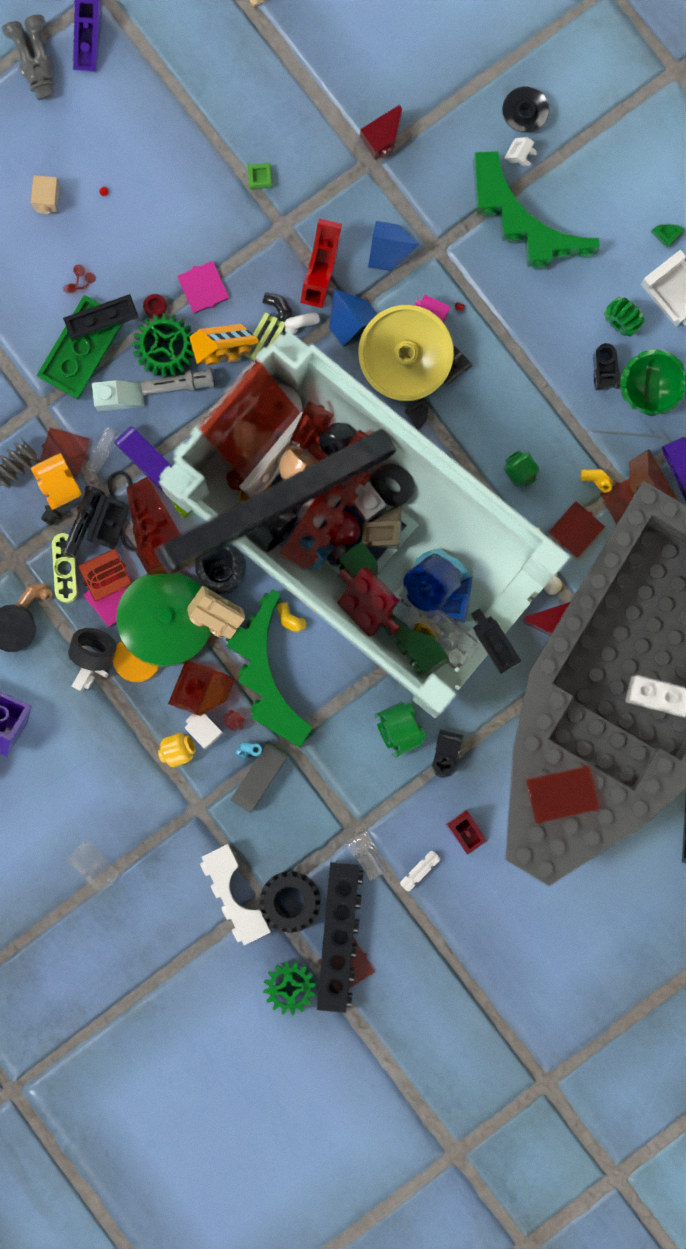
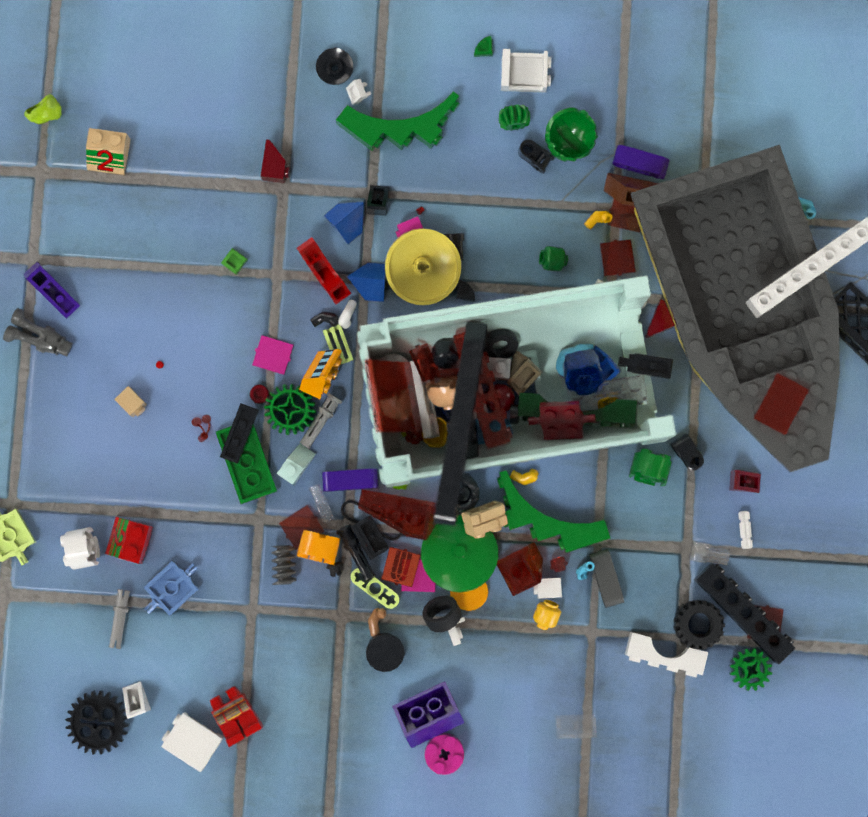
camera: 45 degrees left, 0 degrees up
(433, 258) = (377, 200): none -> black slope

